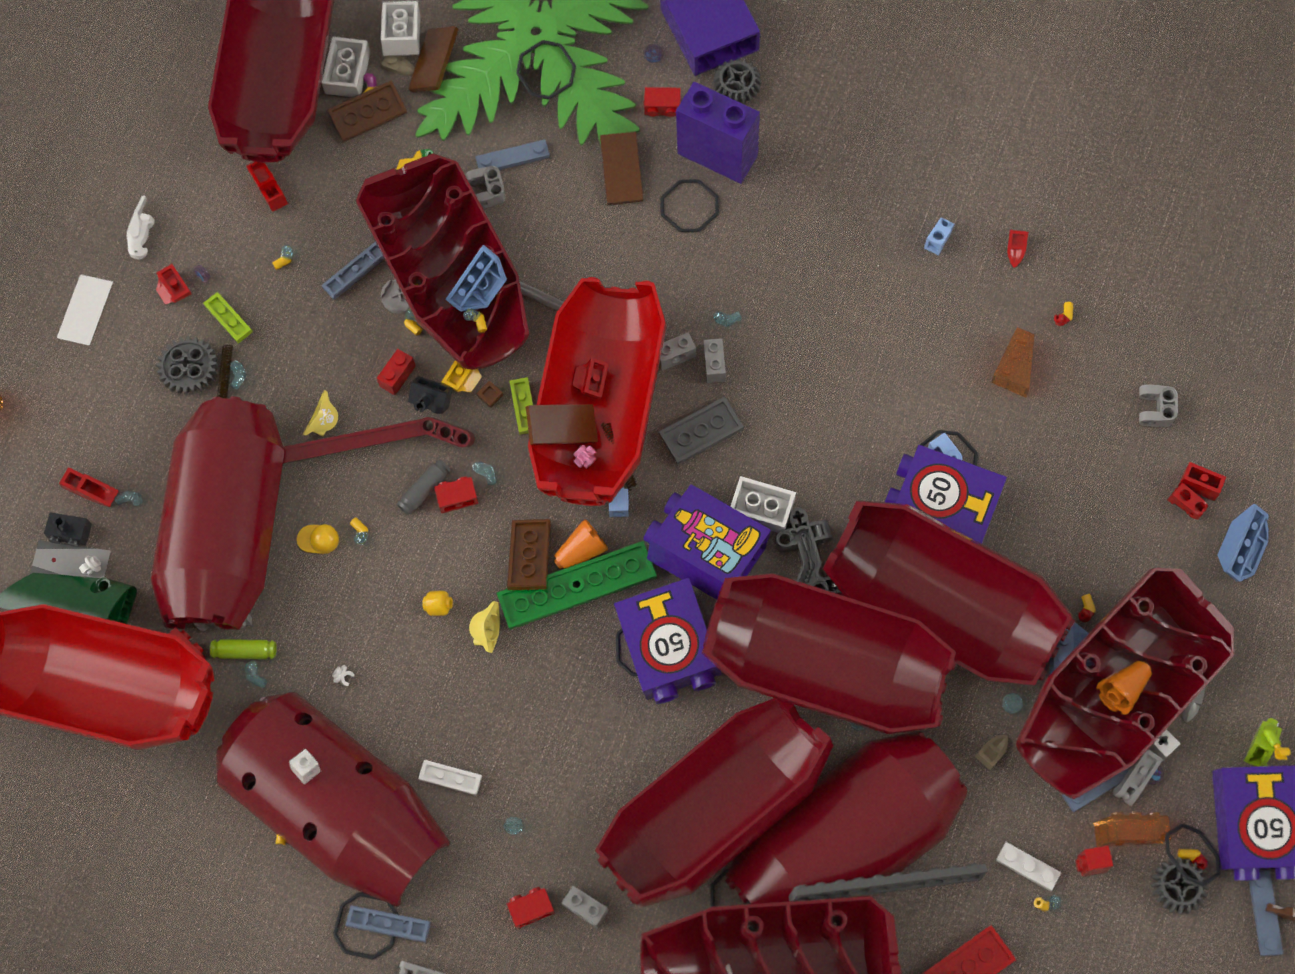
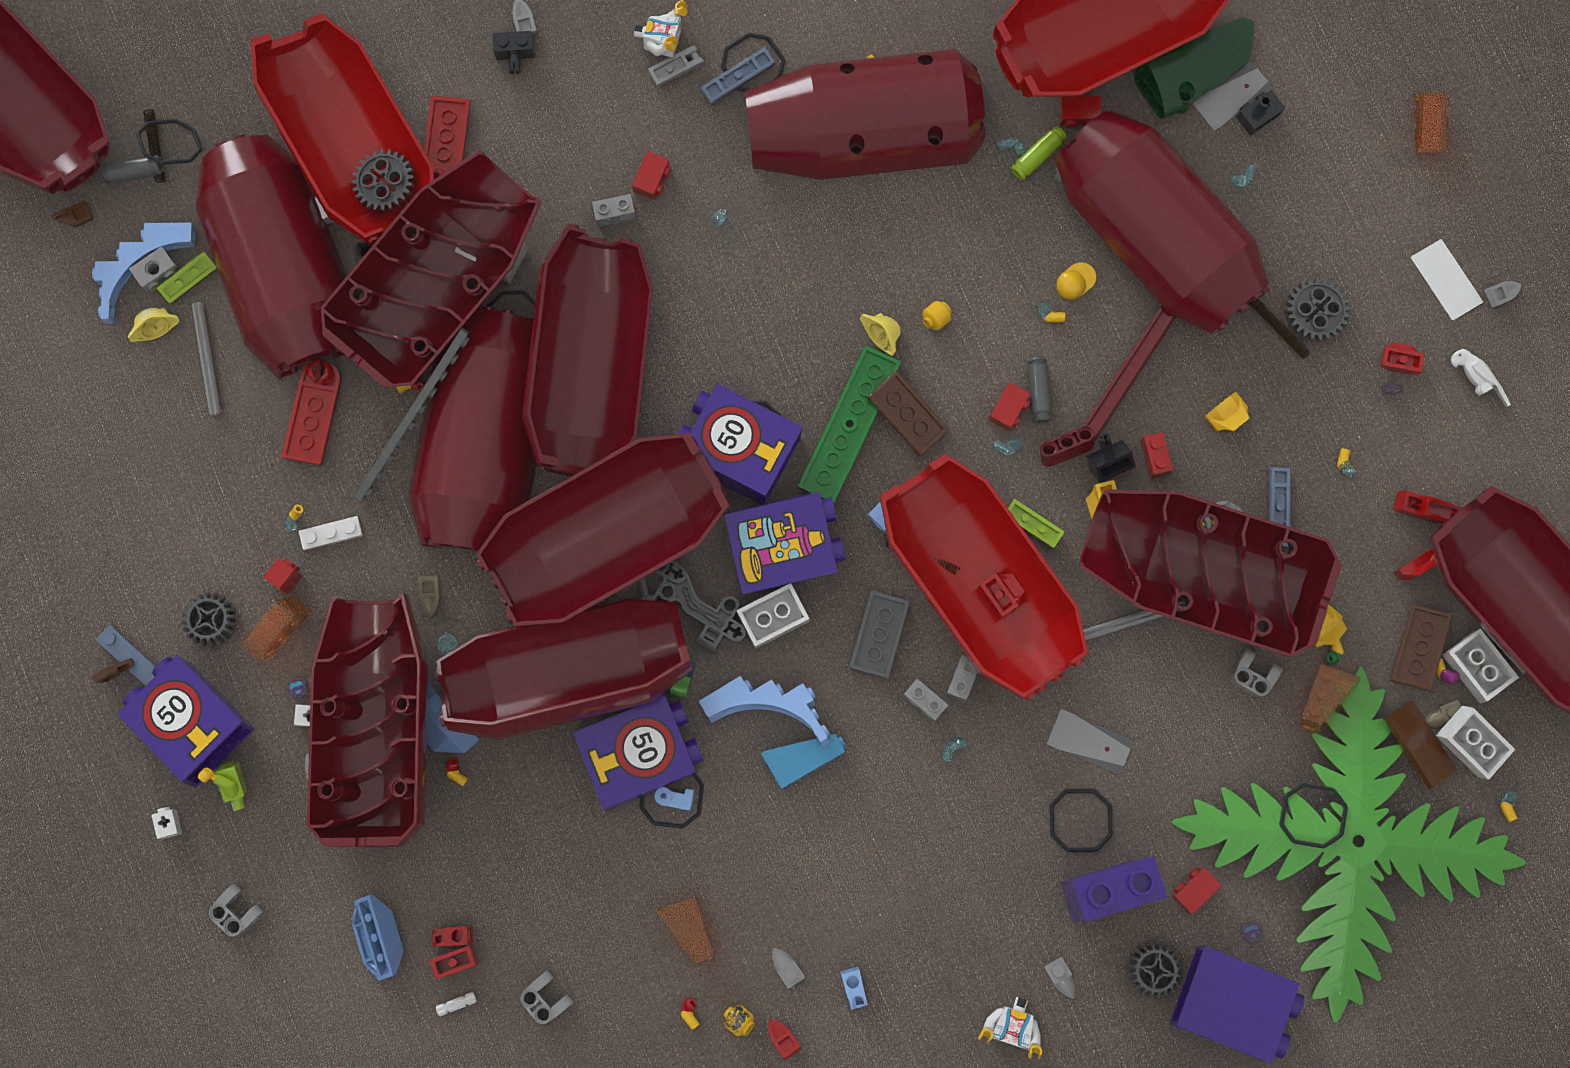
camera: 130 degrees right, 10 degrees up
(63, 266) = (1502, 292): none -> light grey plate
(88, 487) = (1281, 154): red slope -> none
(92, 564) = (1213, 105): white plate -> none
(227, 317) = (1331, 375): lime plate -> none
(239, 373) = (1273, 343): clear light blue arm -> none
(304, 766) = (891, 95): white brick -> none
(313, 155) = (1417, 566): none -> red slope
(320, 355) = (1228, 414): none -> yellow slope
(324, 417) = (1170, 367): light yellow hat -> none
(340, 673) = (952, 202): white plate -> none
(450, 777) = (798, 207): white plate -> none
(459, 132) = (1327, 695): none -> clear orange wedge
(474, 315) = (1138, 547): arm -> none
(479, 282) = (1161, 568): medium blue wedge -> none
(489, 394) = (1068, 508): reddish brown plate -> none
(514, 156) = (1264, 723): sand blue plate -> none
(561, 424) = (983, 526): reddish brown tile -> none
(580, 546) = (875, 456): orange cone -> none
(585, 456) = (943, 525): bright pink gear -> none
(621, 168) = (1167, 797): reddish brown tile -> none
(633, 245) = (1090, 742): none -> light grey sticker
(798, 131) = (1061, 977): none -> light grey plate
(834, 399) = (800, 759): none -> dark azure slope
(838, 475) = (737, 697): none -> light blue arch
(859, 124) = (1014, 1027): none -> torso
(972, 286) = (786, 968): none -> light grey plate
(1036, 280) = (739, 1020): none -> head
(1124, 687) = (366, 722): orange cone -> none
(1137, 777) = (302, 669): light grey plate -> none
(1167, 845) = (188, 647): black piece -> none
(1194, 856) = (216, 654): arm -> none
(1223, 458) = (456, 1004): none -> white axle

